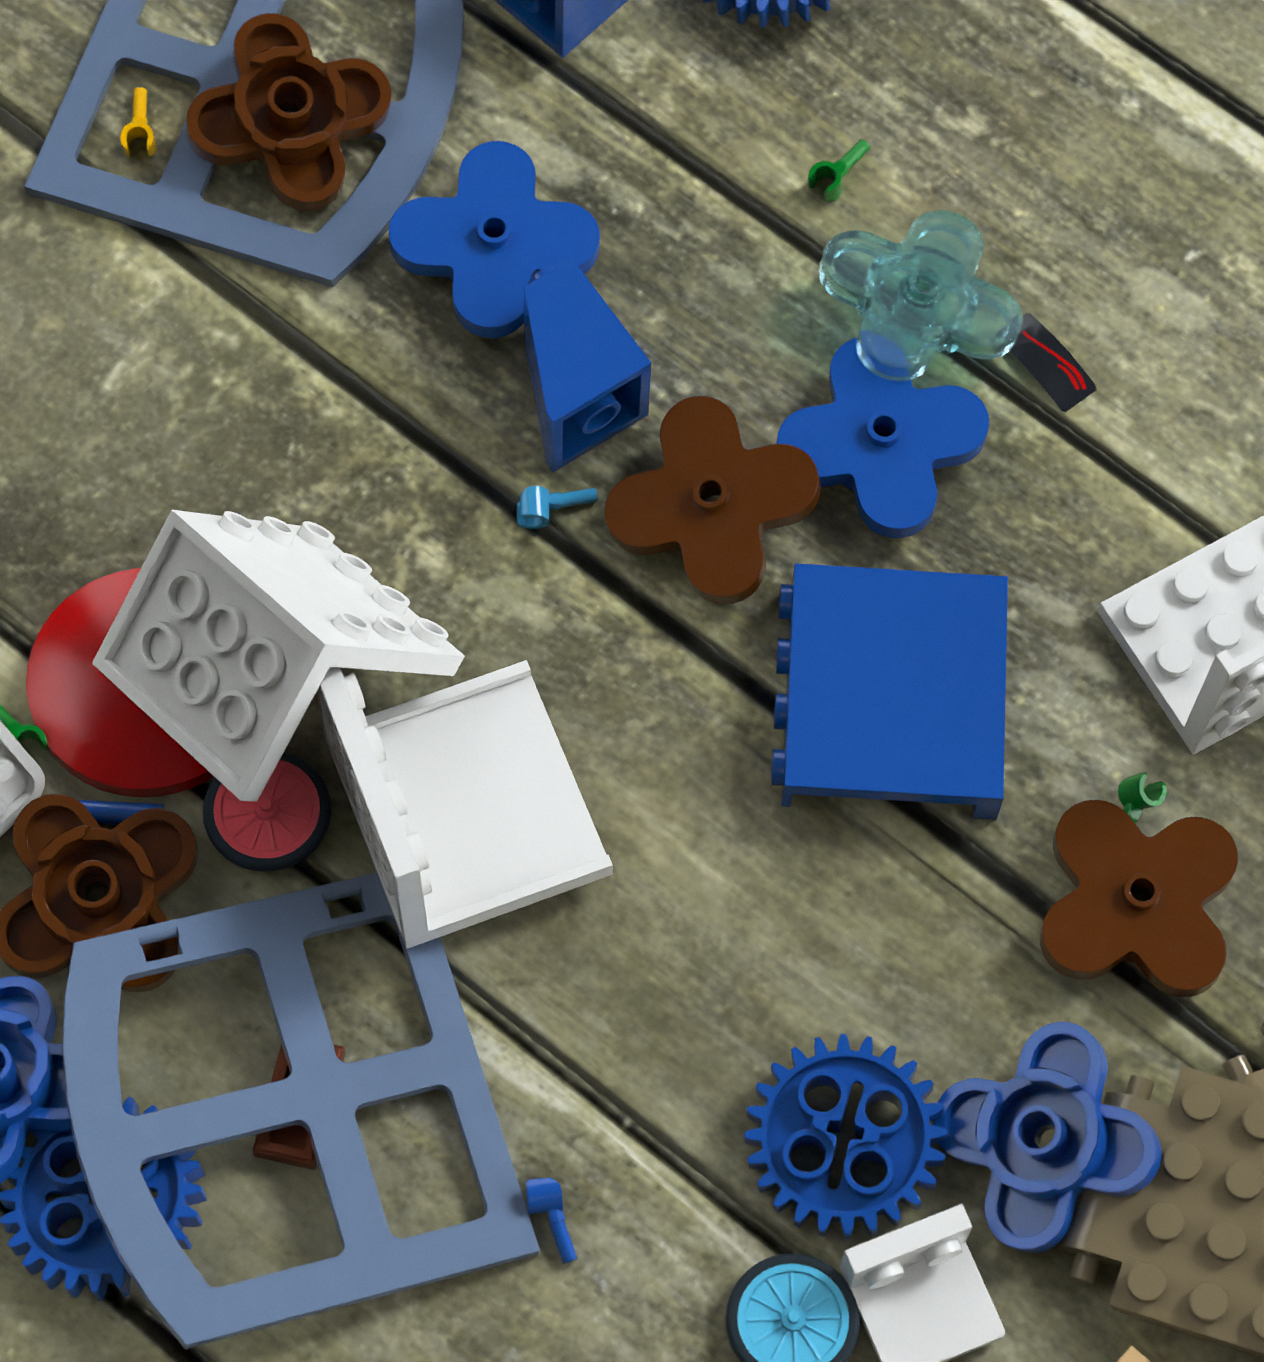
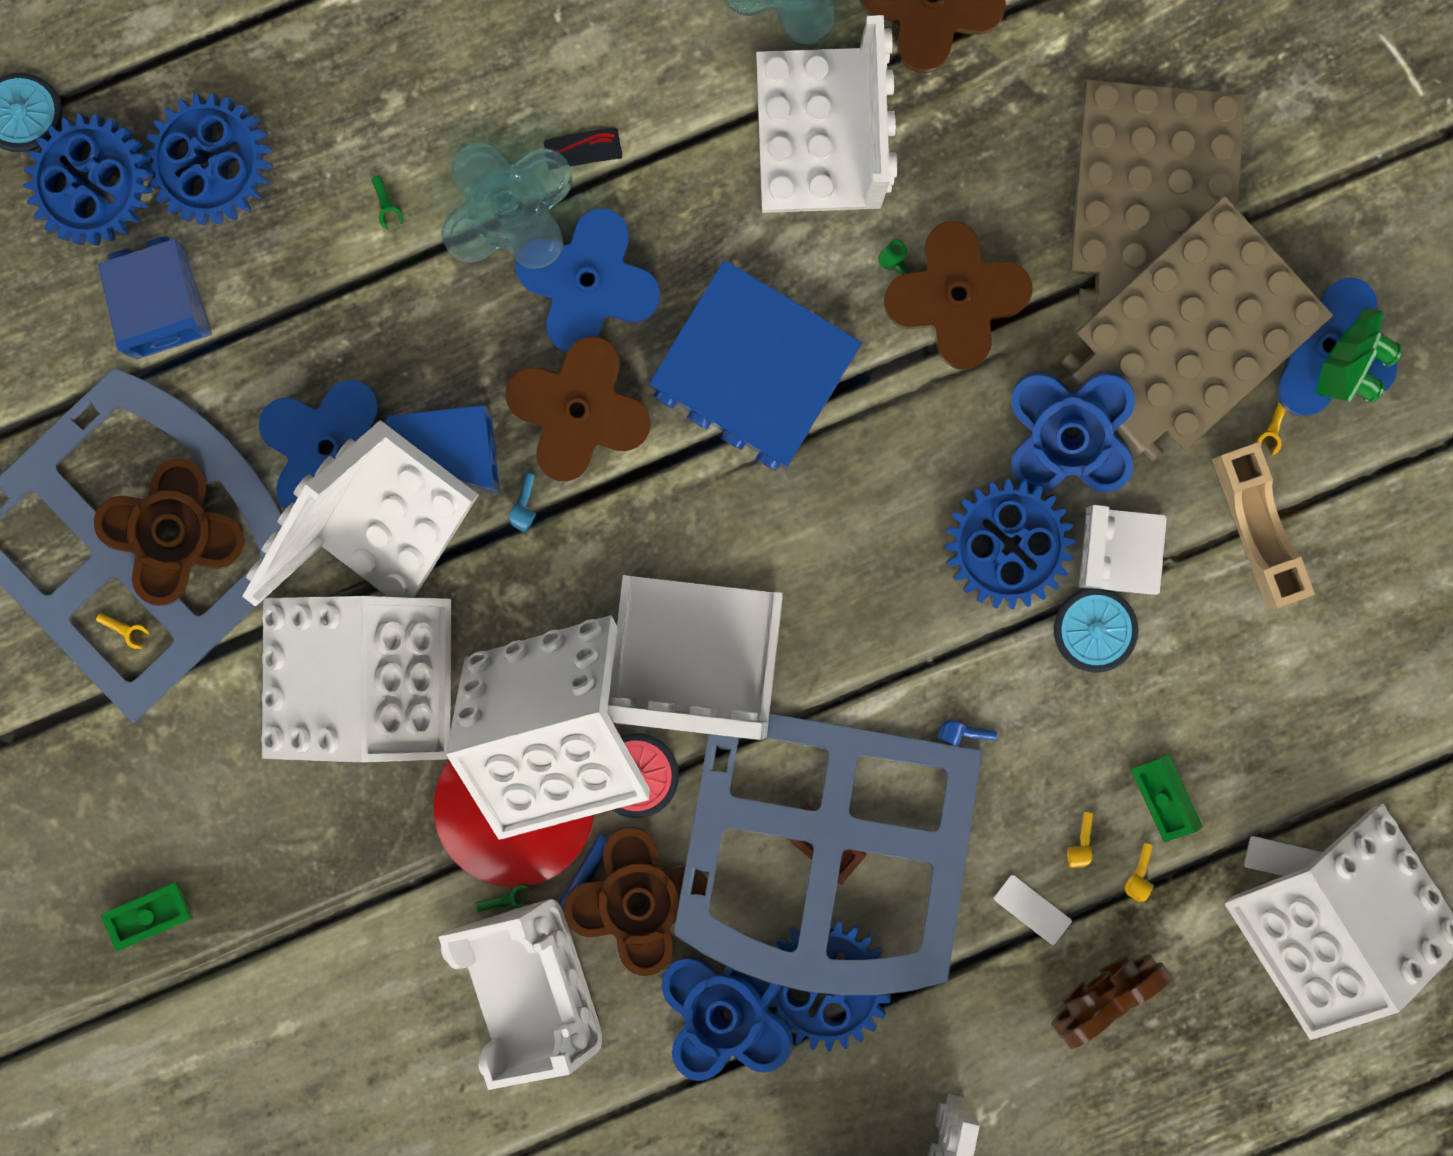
camera: 60 degrees left, 20 degrees up
(225, 400) = (356, 678): none -> white bracket
(448, 277) = (374, 509): none -> white bracket

